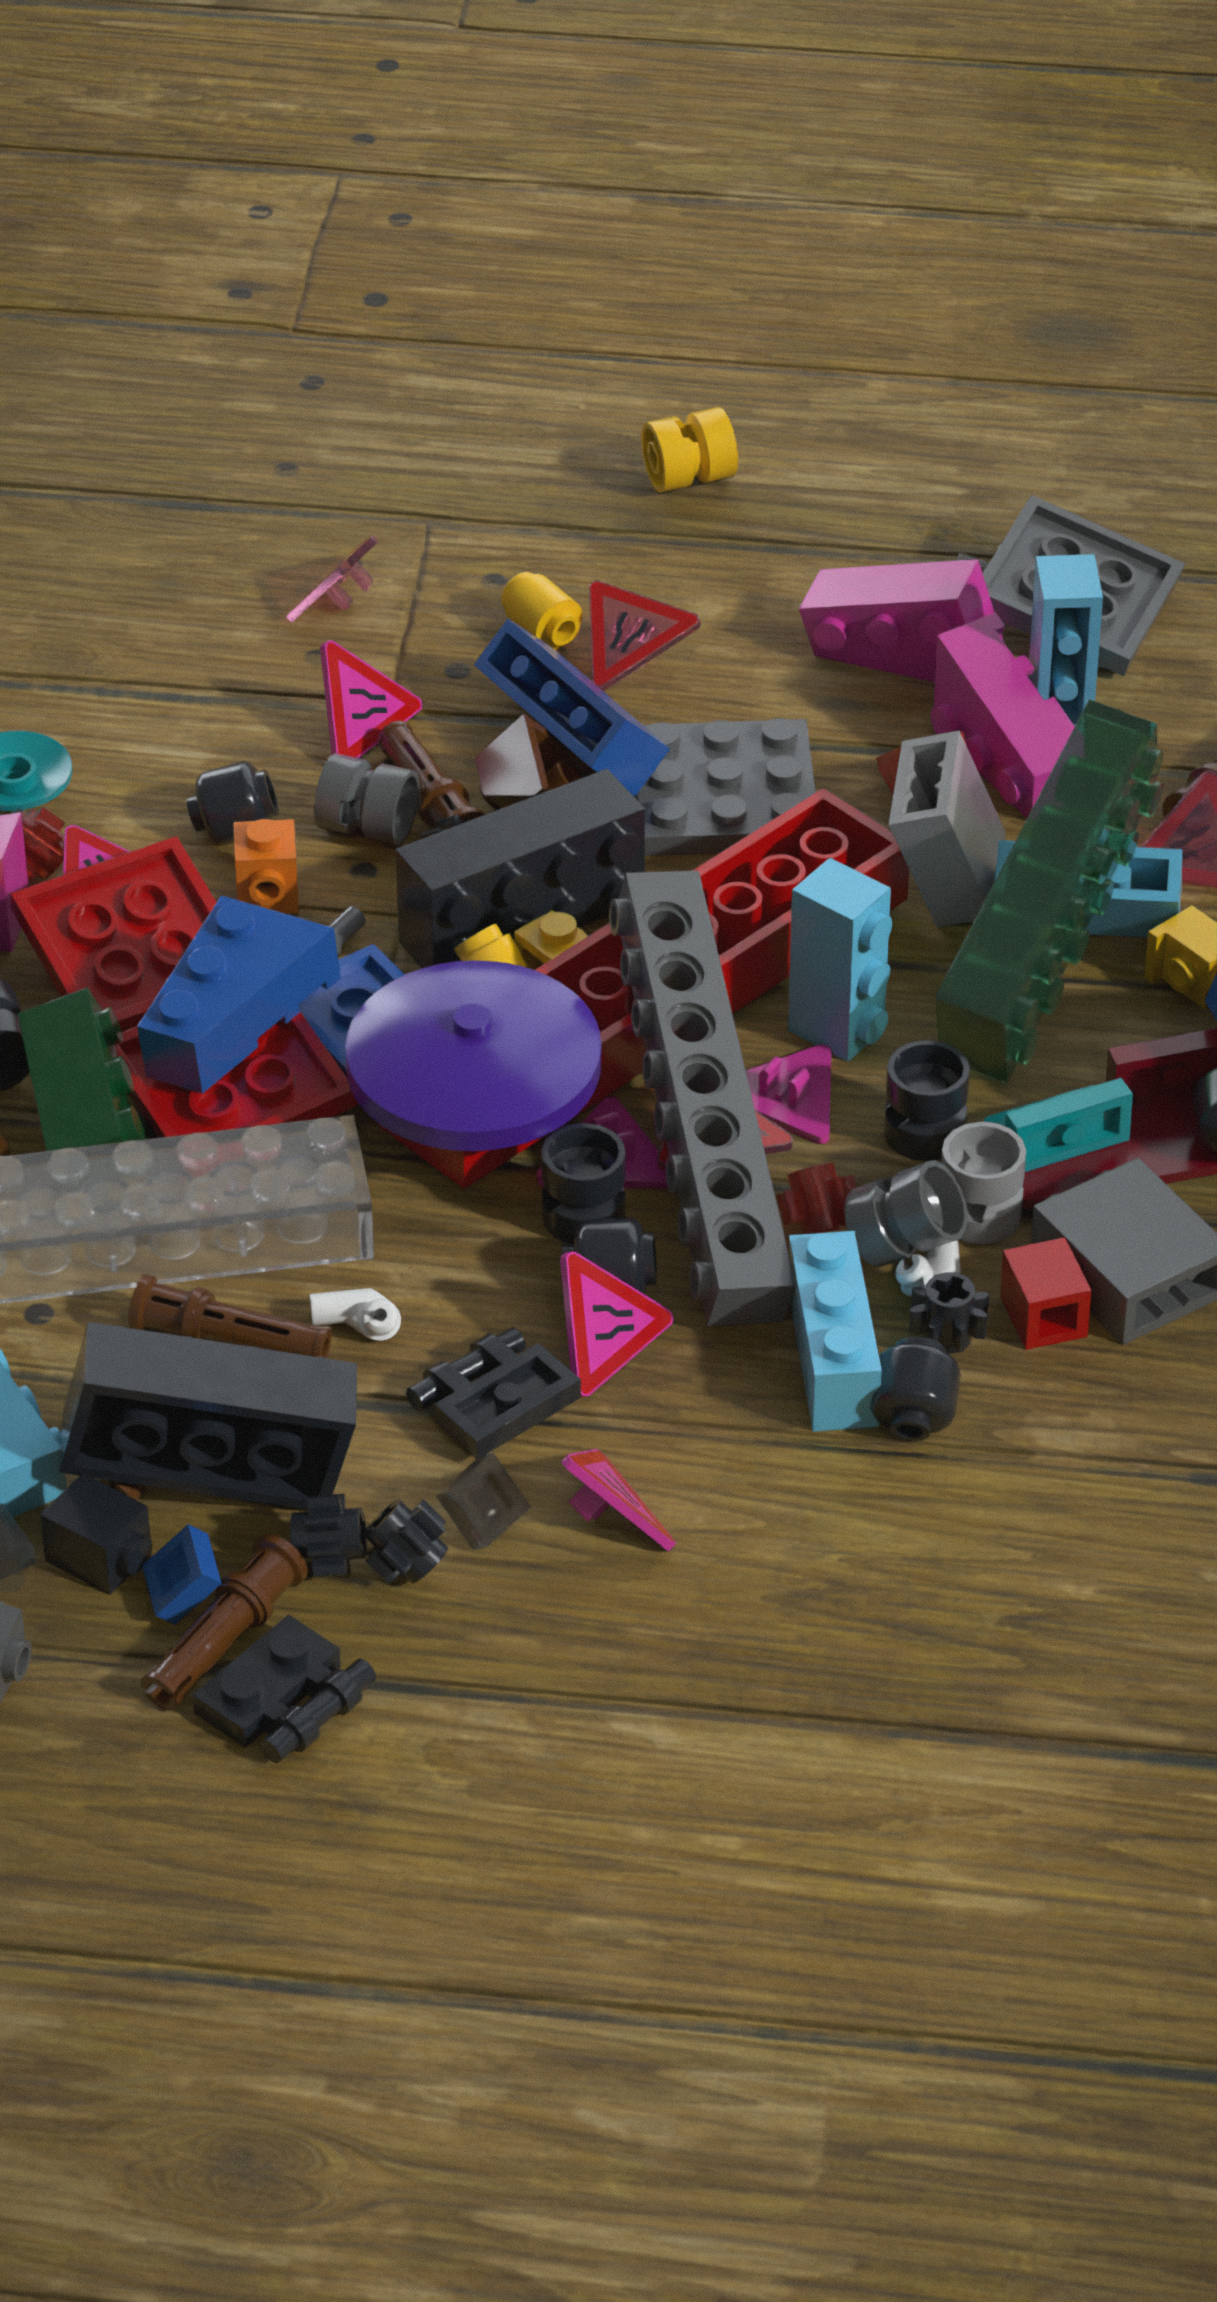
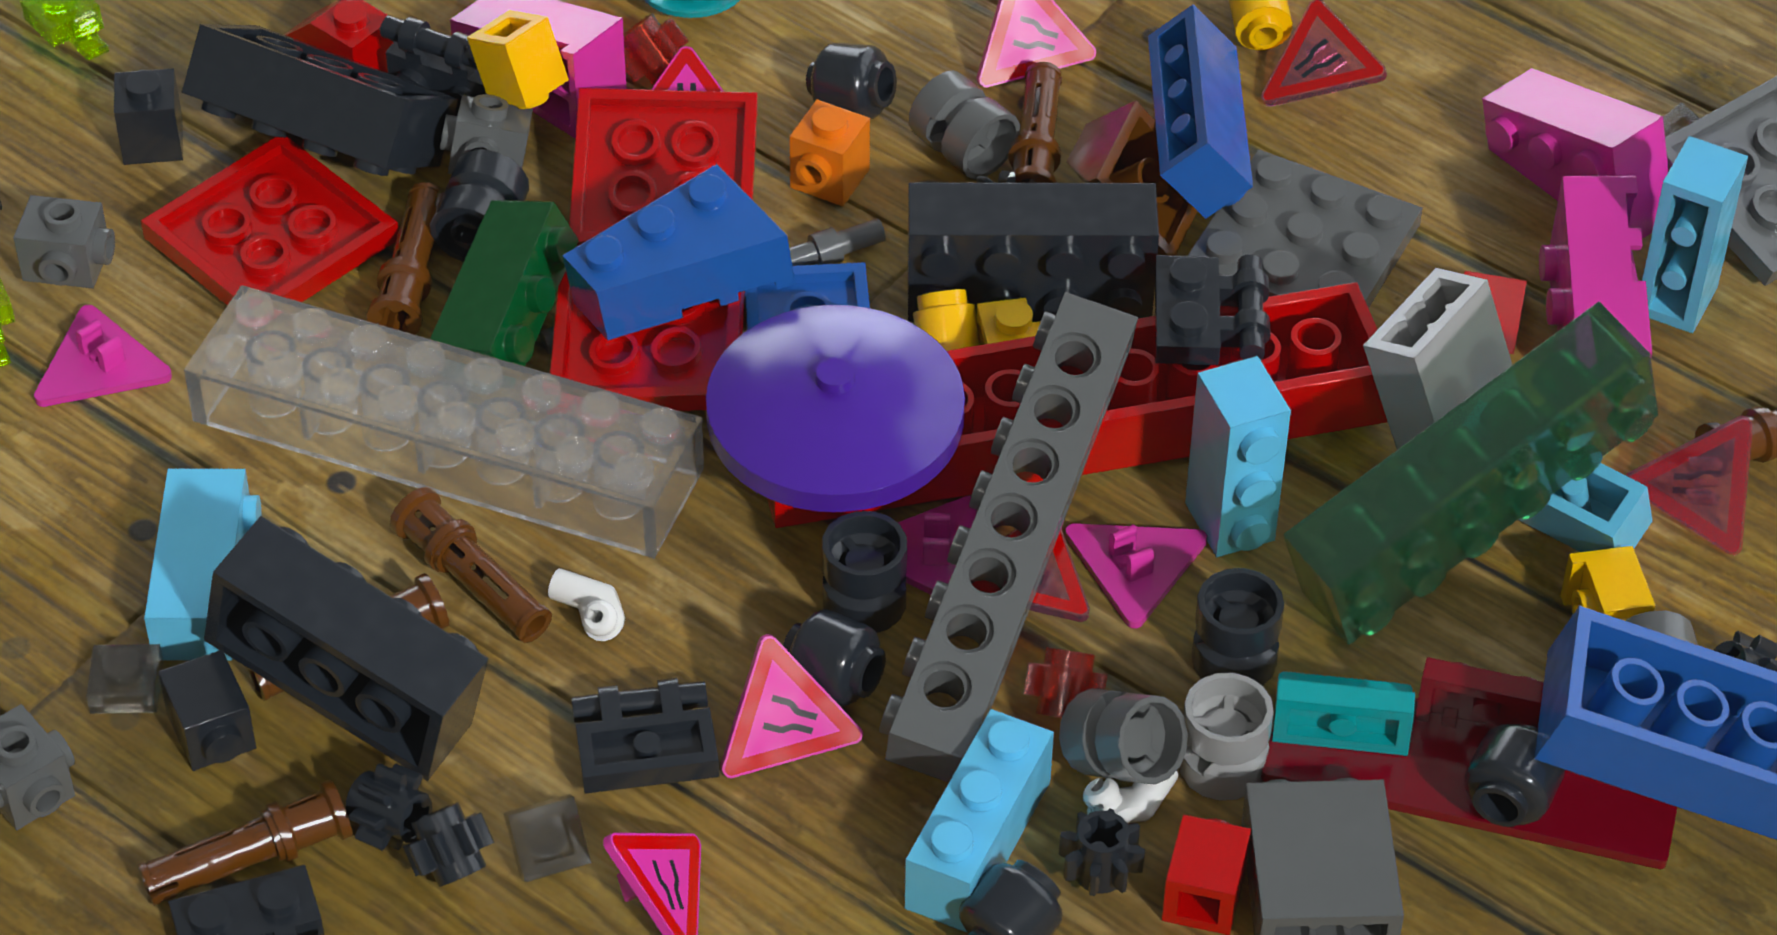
camera: 30 degrees right, 5 degrees up
(181, 1574) = (246, 783): blue plate -> none
(712, 848) = (1189, 309): none -> black plate

